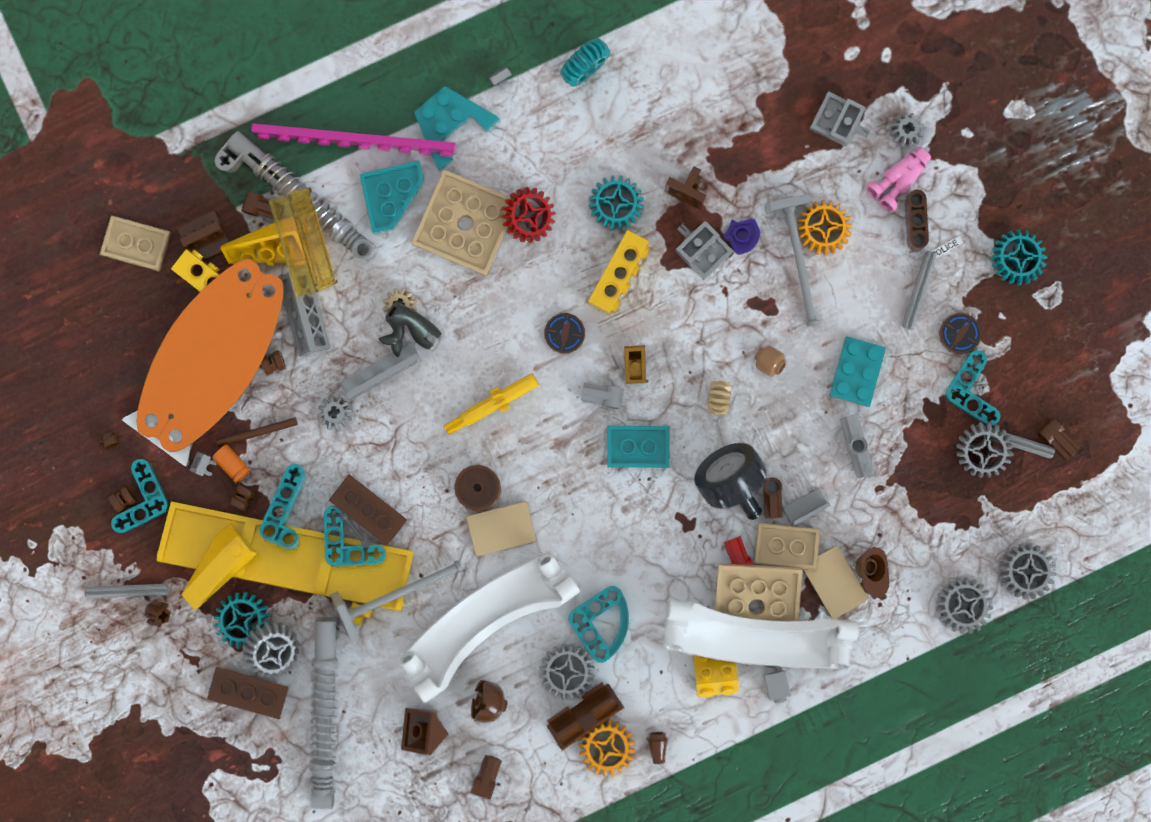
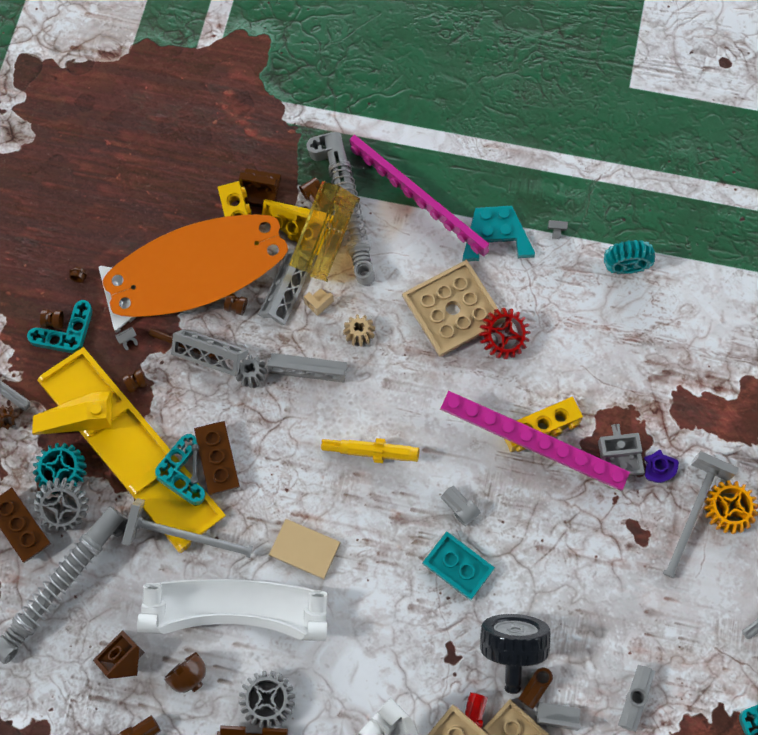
camera: 35 degrees right, 15 degrees down
(135, 243) = (209, 159): tan tile -> none
(231, 464) = (147, 352): orange piece -> none
(281, 420) = (209, 345): none -> light grey fence
(286, 504) = (161, 410): teal beam -> none
(342, 304) = (318, 301): none -> tan panel
(358, 620) = (145, 533): yellow tile -> none
(390, 193) = (414, 249): teal plate -> none
(418, 325) = (360, 352): pearl dark grey piece -> none
(474, 476) = (310, 514): reddish brown wheel -> none
(564, 333) = (466, 440): tile -> none
(589, 616) = (318, 669): teal beam -> none
(619, 185) = (587, 385): teal gear -> none
(623, 294) = (535, 440): none -> dark pink plate
(635, 364) = (503, 500): pearl gold slope -> none
(688, 191) = (641, 401): reddish brown bracket -> none
(719, 397) = (551, 574): tan gear -> none
(770, 361) = (613, 577): medium nougat head -> none
(857, 371) = (679, 639): teal plate -> none

